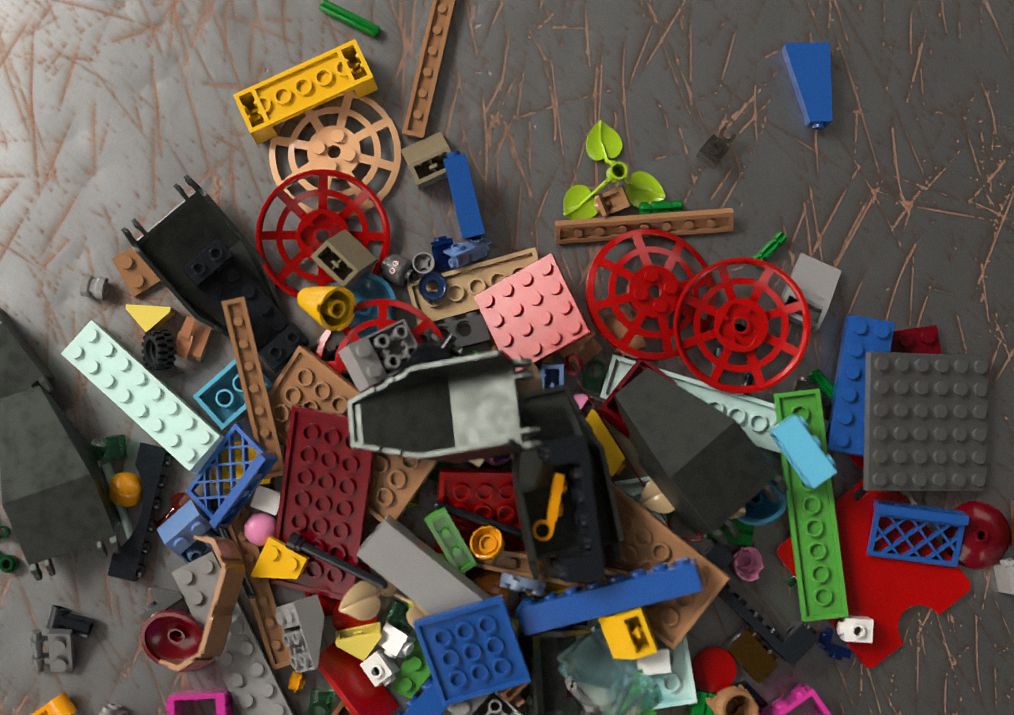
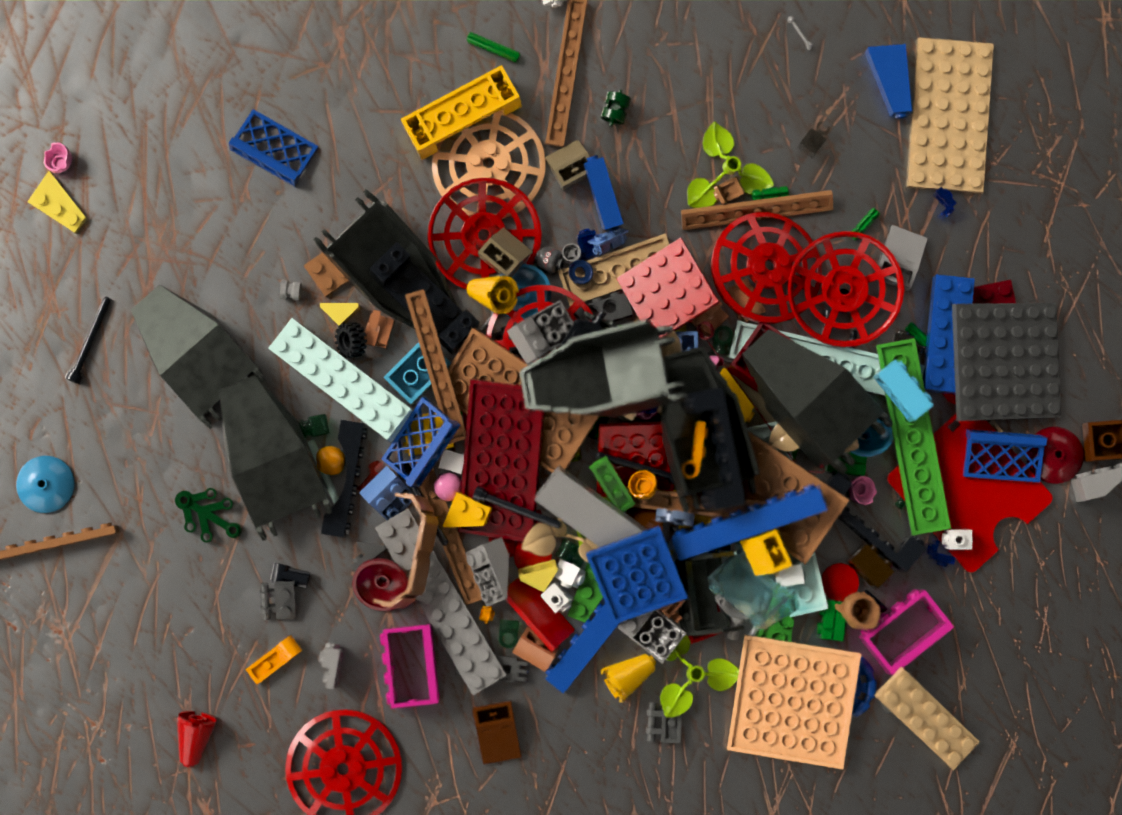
camera: 10 degrees left, 0 degrees up
(73, 133) = (261, 158): none -> blue fence
(486, 97) = (615, 109): none -> dark green wheel
(698, 7) = (791, 19): none -> light grey hinge
(866, 227) = (945, 198): none -> clear blue bracket
(876, 129) = (950, 115): none -> tan plate

